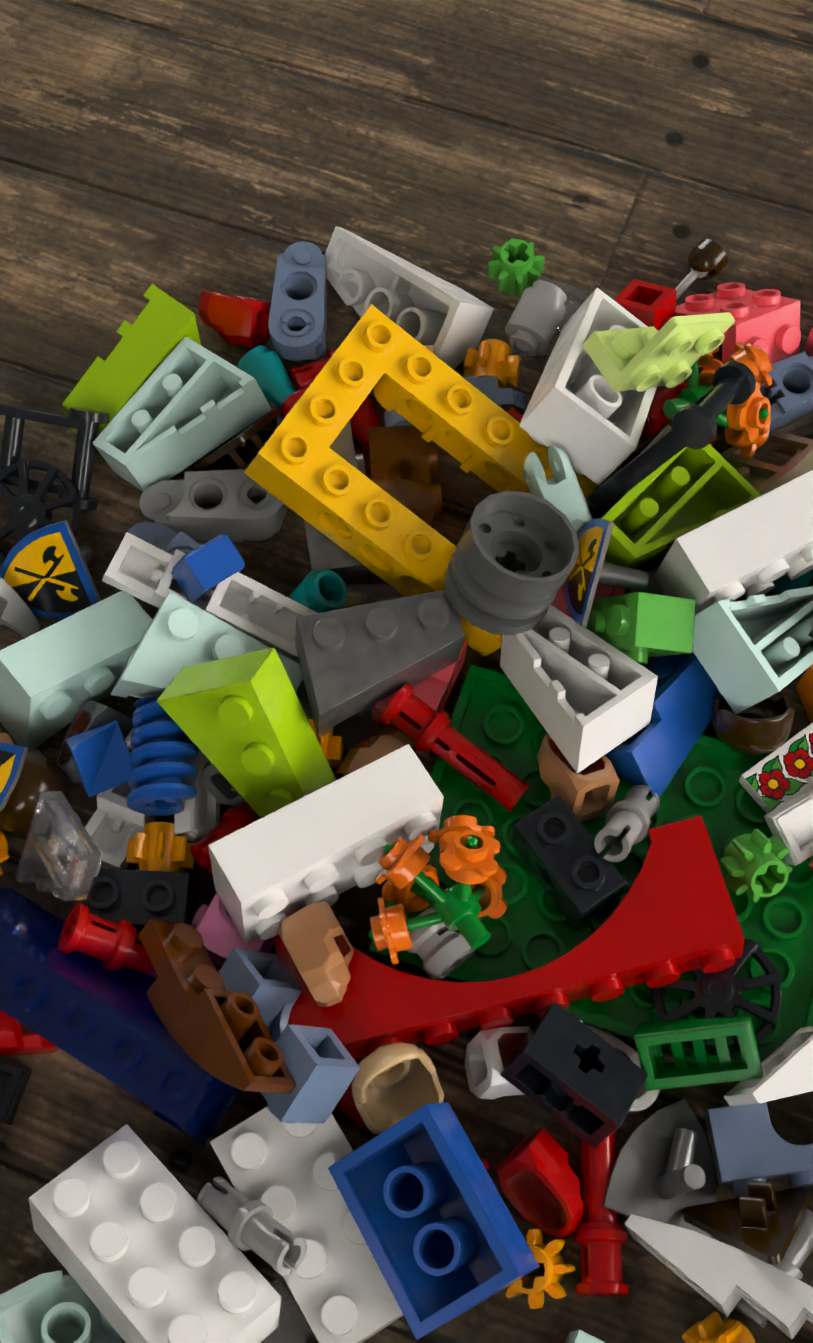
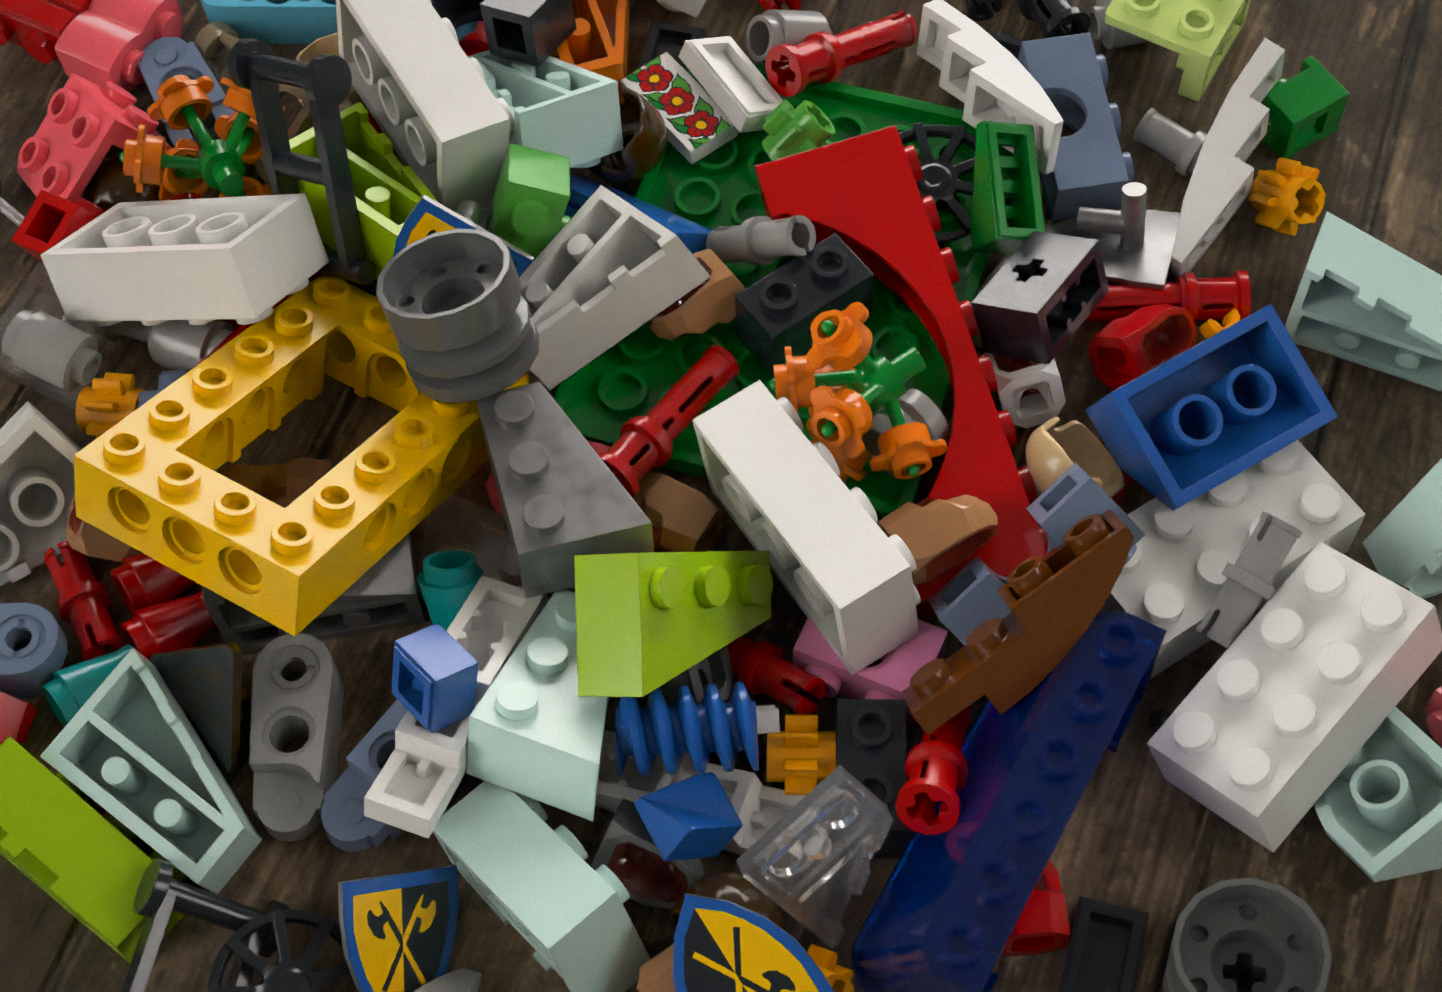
camera: 90 degrees left, 5 degrees down
(562, 490) = (337, 291): light aqua piece -> none
(653, 357) = (181, 199): yellowish green bracket -> none
(754, 1223) = (1164, 155): dark brown piece -> none

